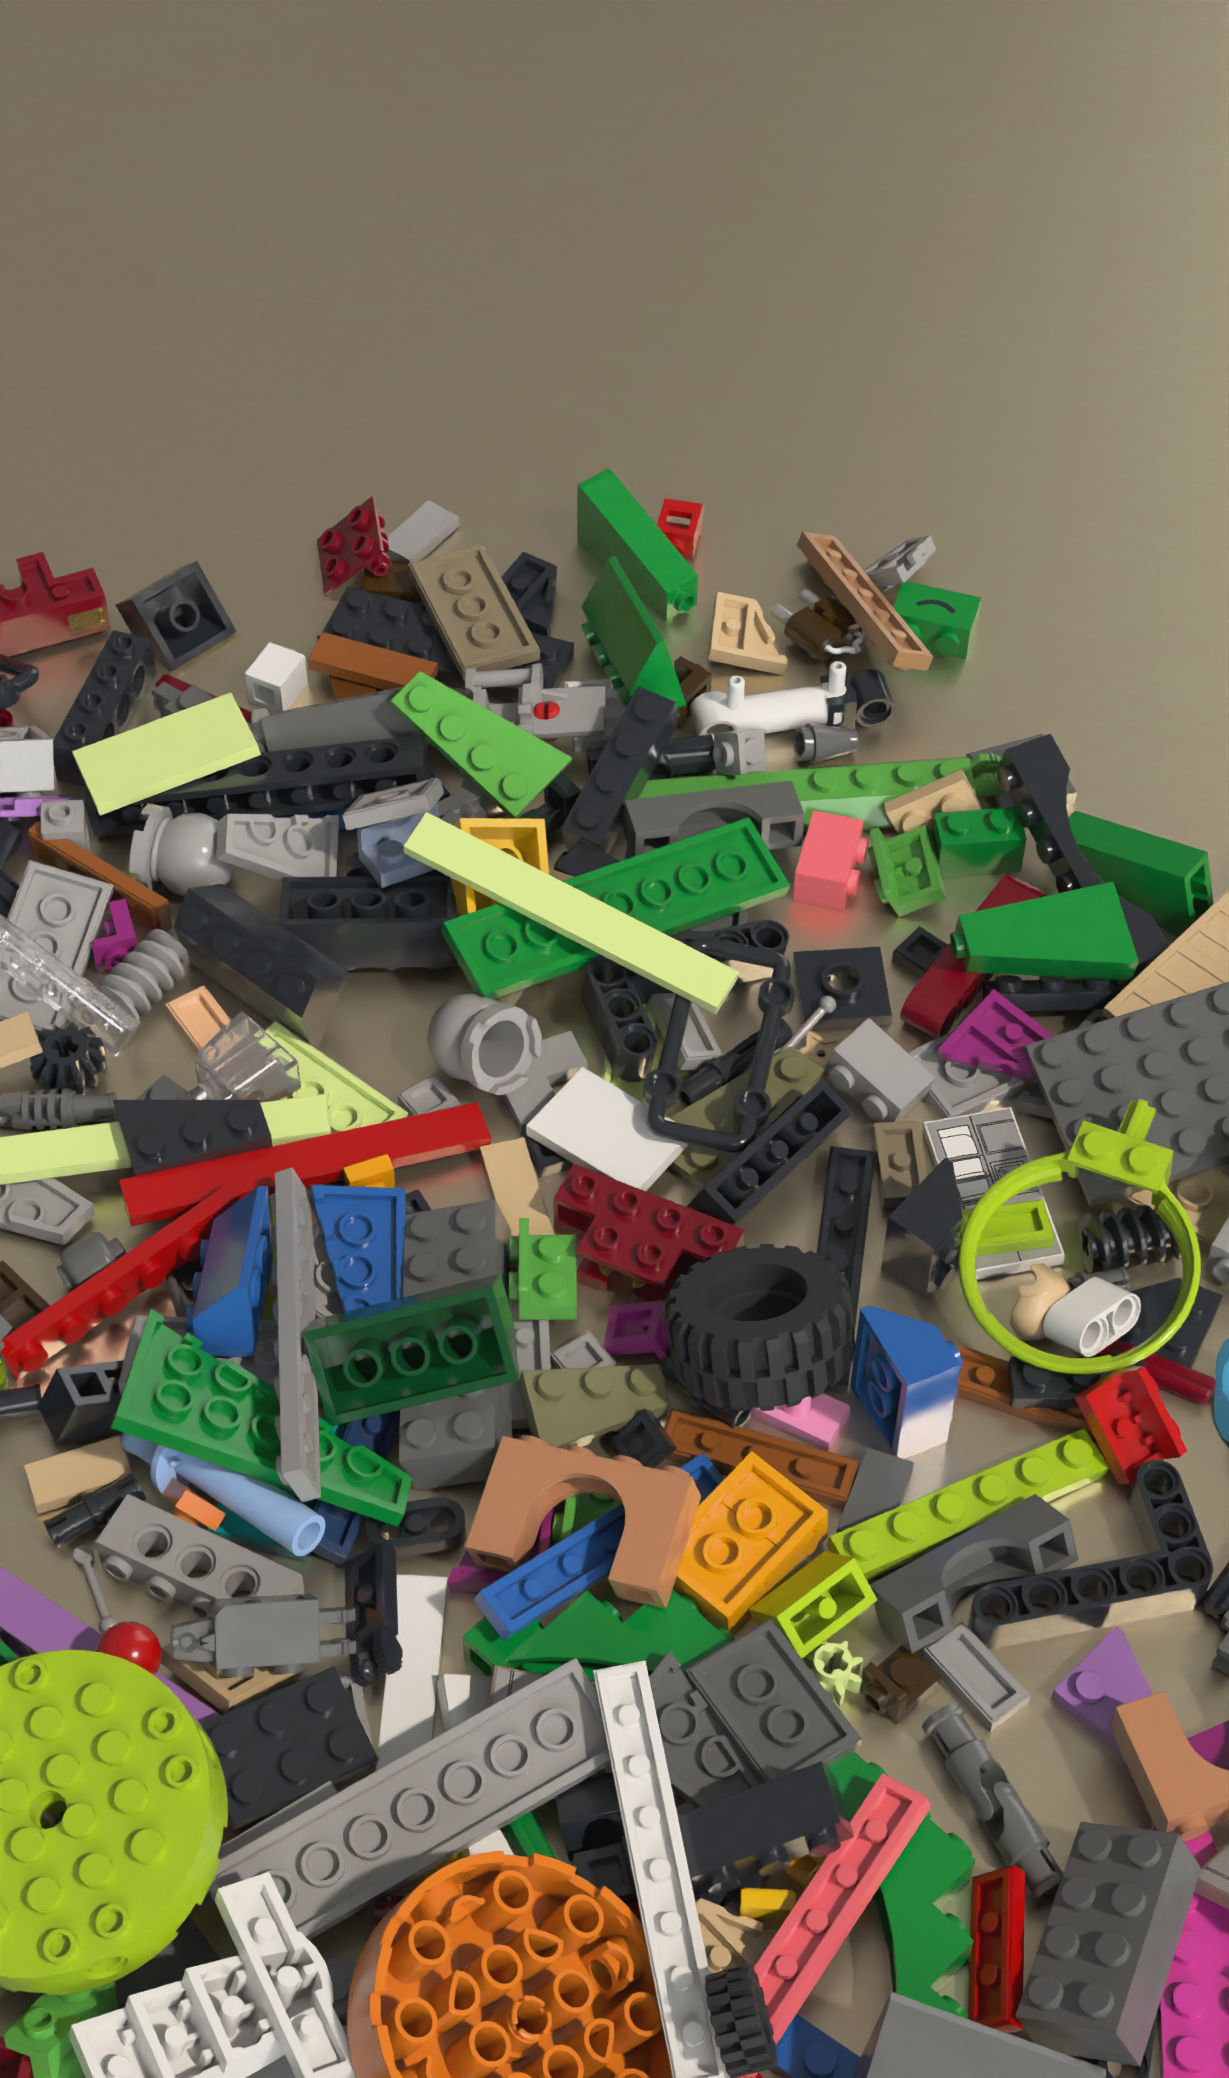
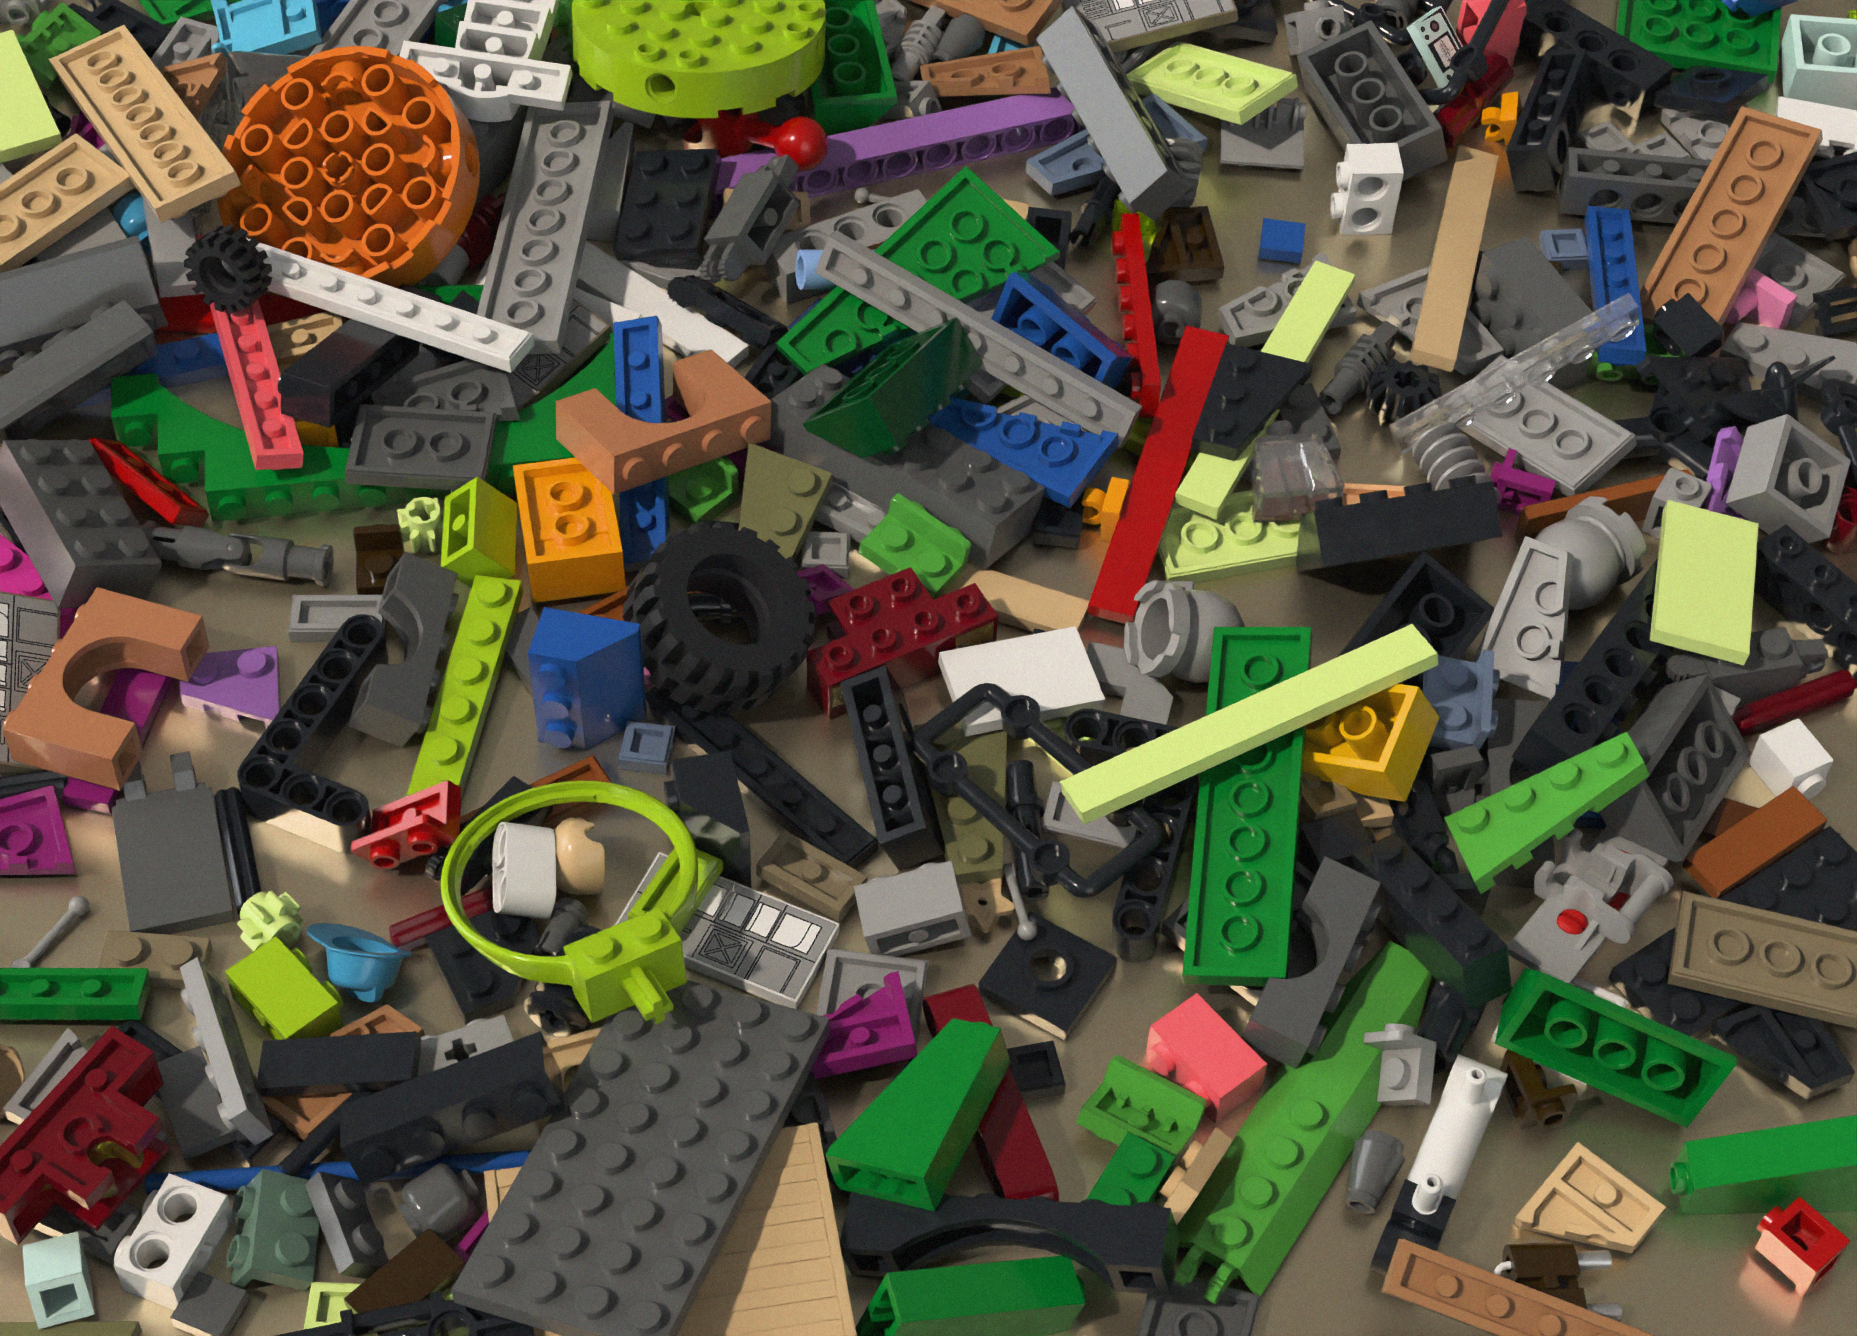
camera: 125 degrees right, 0 degrees up
(393, 803) = (1499, 688): light grey tile -> none

